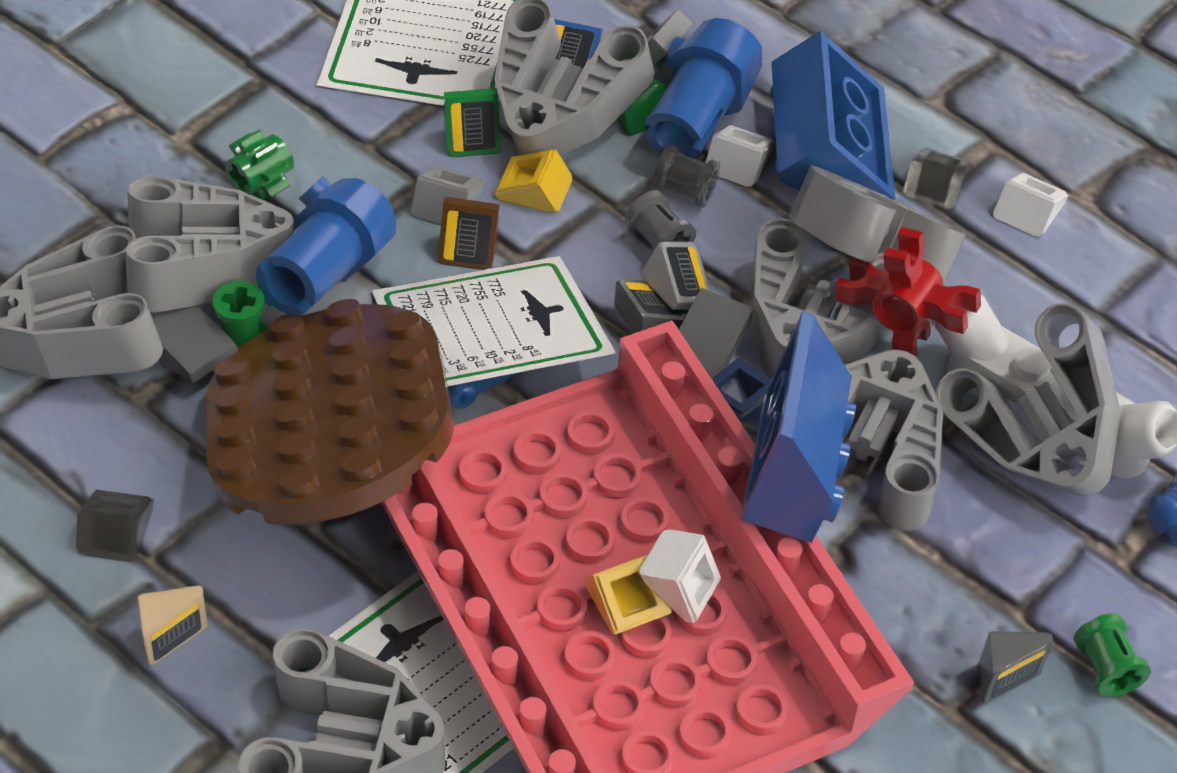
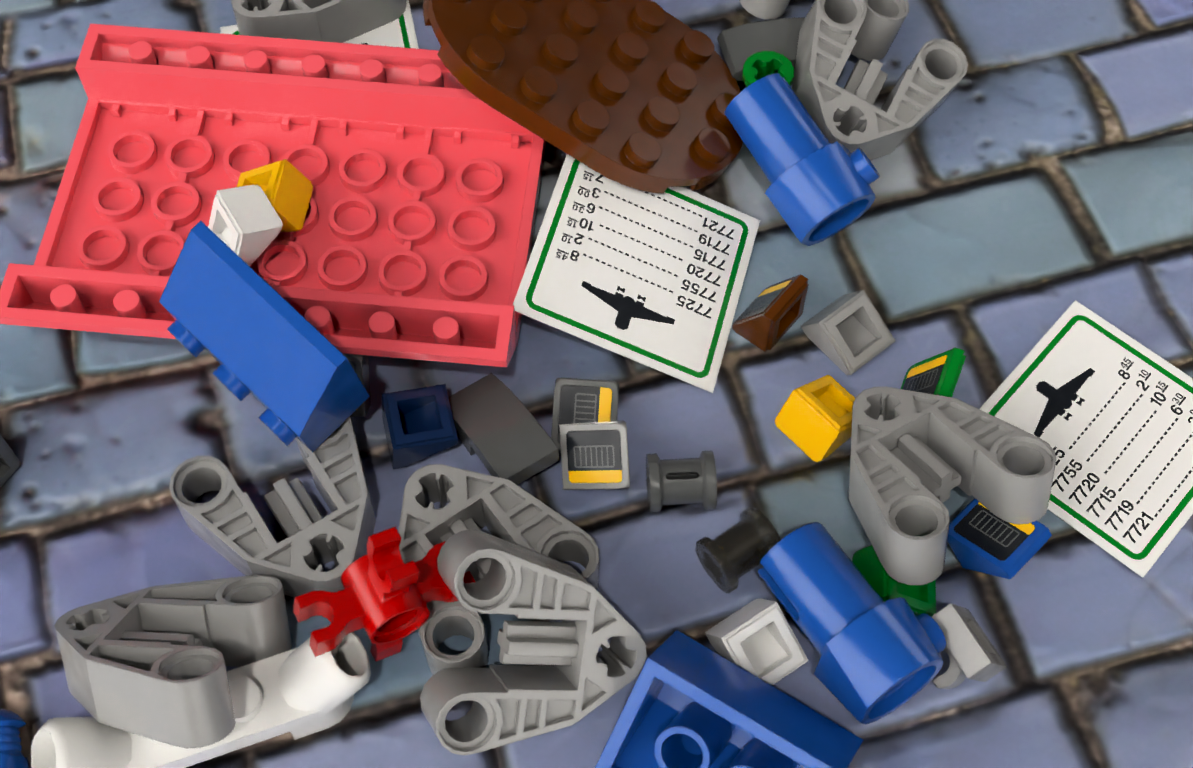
camera: 125 degrees right, 10 degrees up
(260, 164) = (954, 176): green gear -> none

